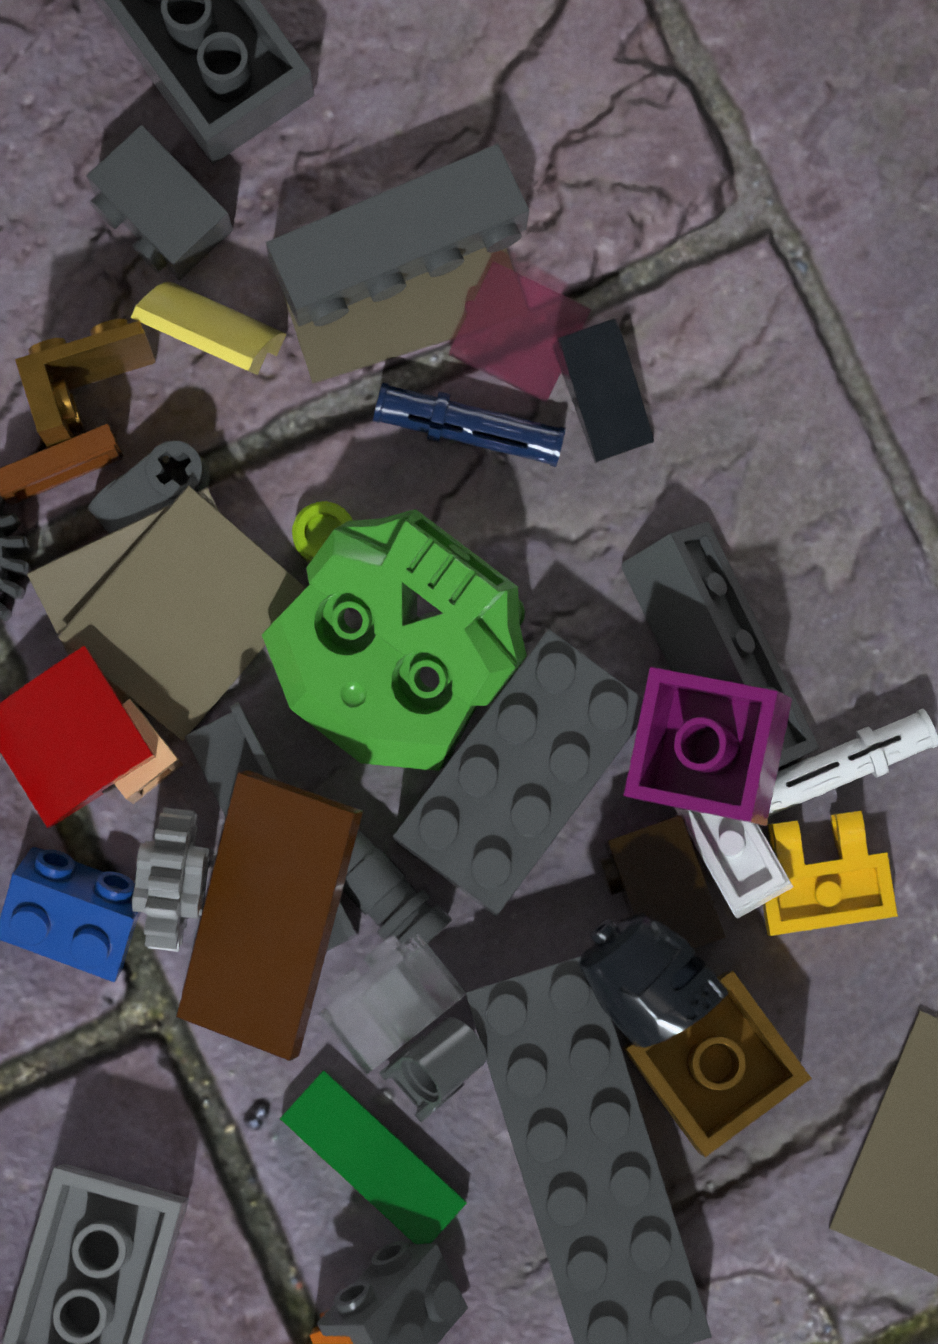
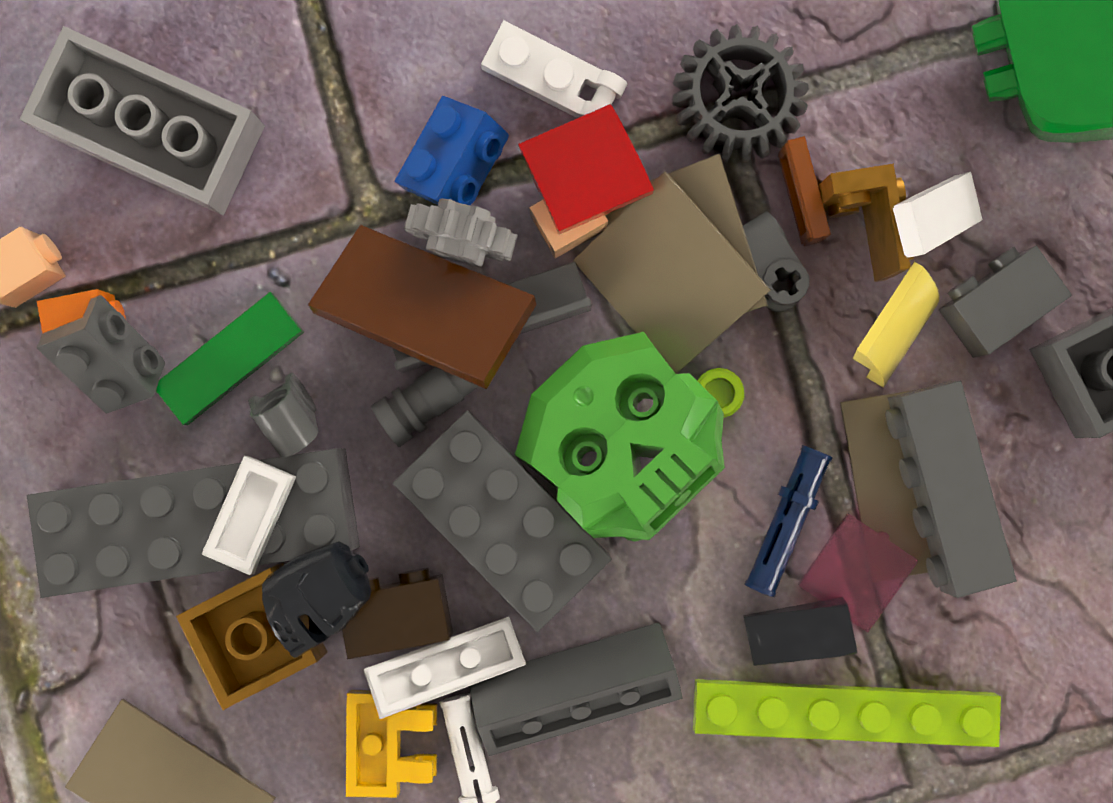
camera: 100 degrees right, 5 degrees up
(66, 297) = (937, 214): none -> white tile
(391, 1001) = (340, 390): clear brick -> none
(564, 1083) = (248, 515): none -> white tile
(693, 323) = (847, 713): none -> lime plate
(708, 746) = (495, 672): magenta brick -> none

